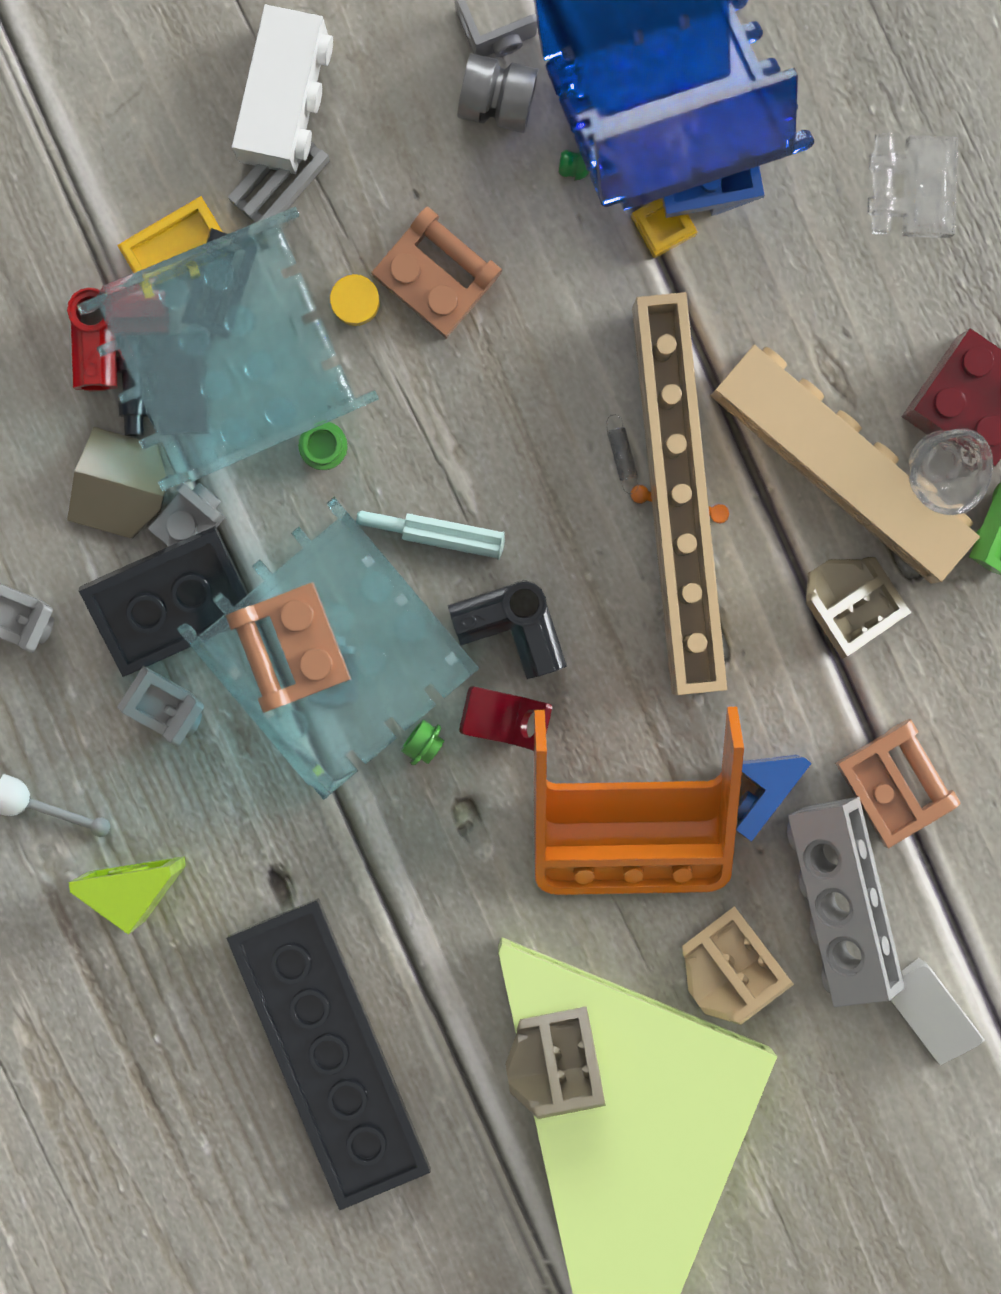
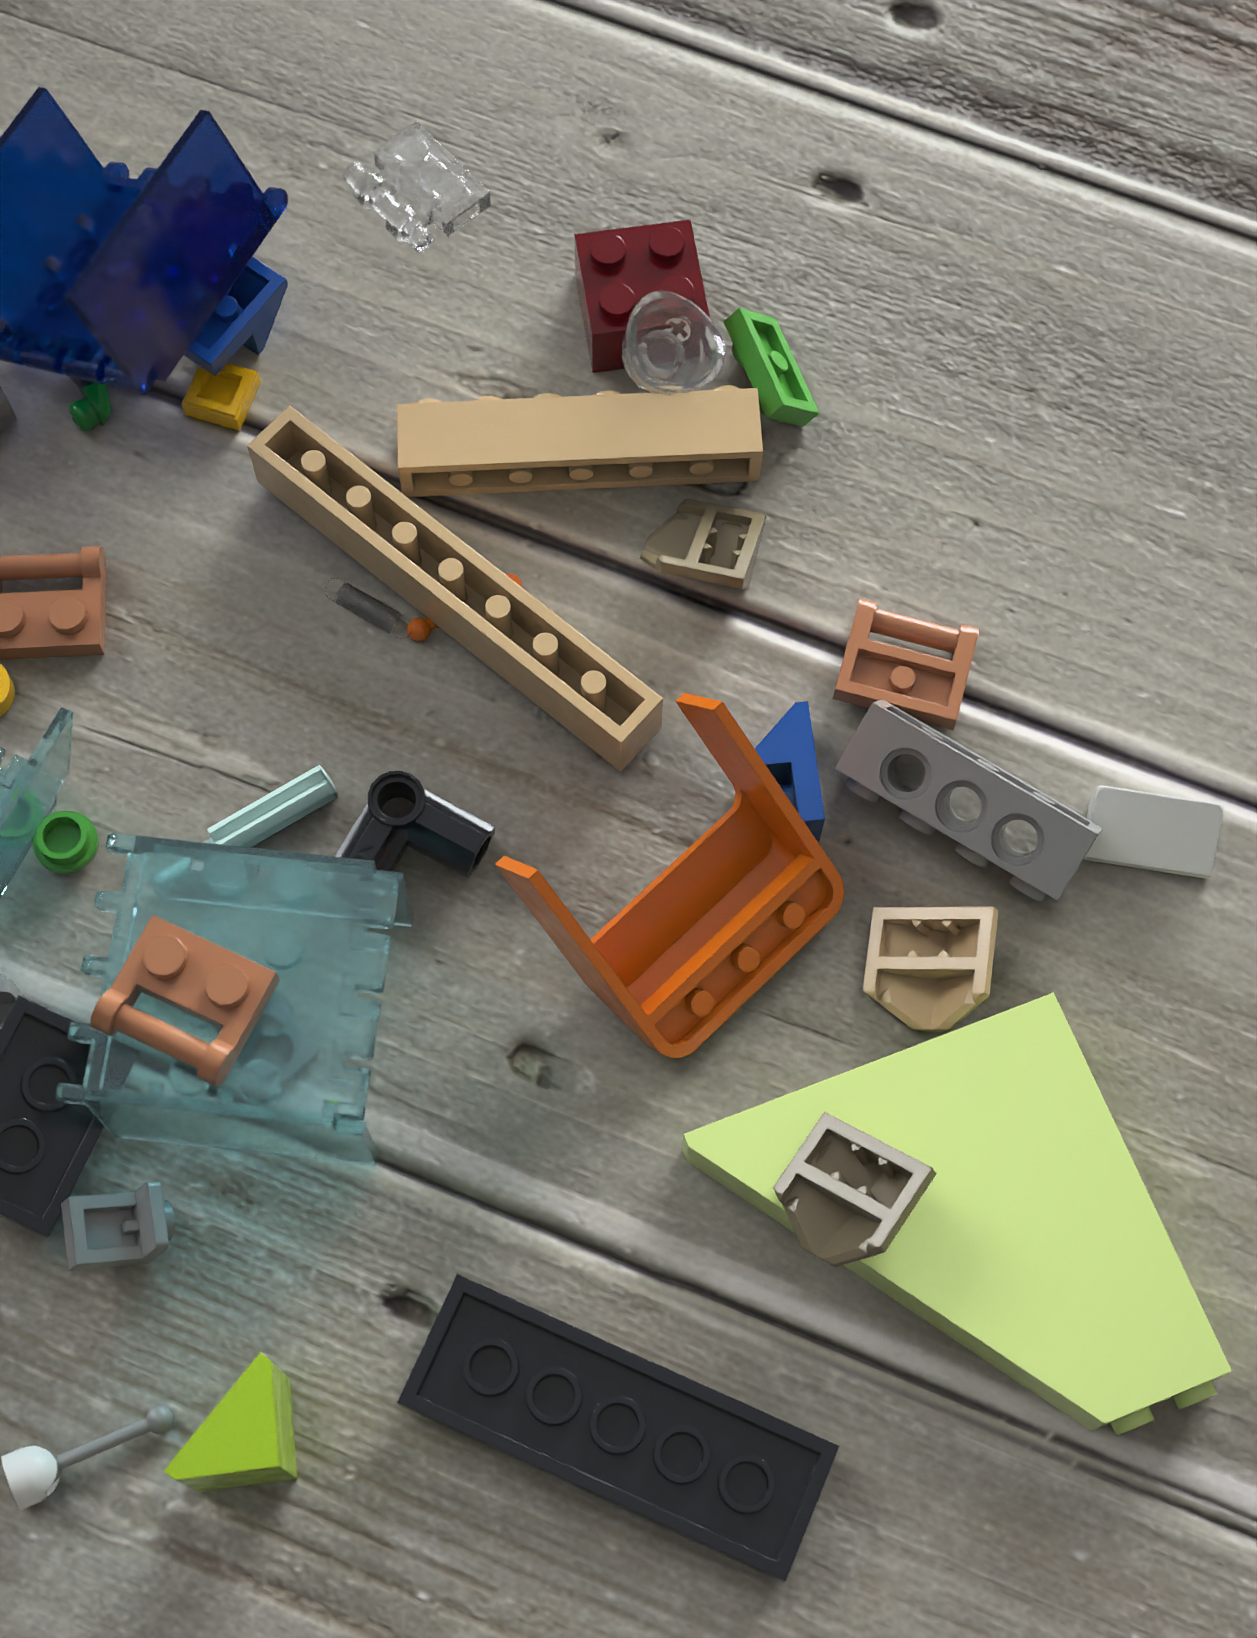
camera: 45 degrees left, 20 degrees down
(423, 743) = (422, 1026): bright green plate -> none
(500, 716) = (477, 932): dark red bracket -> none

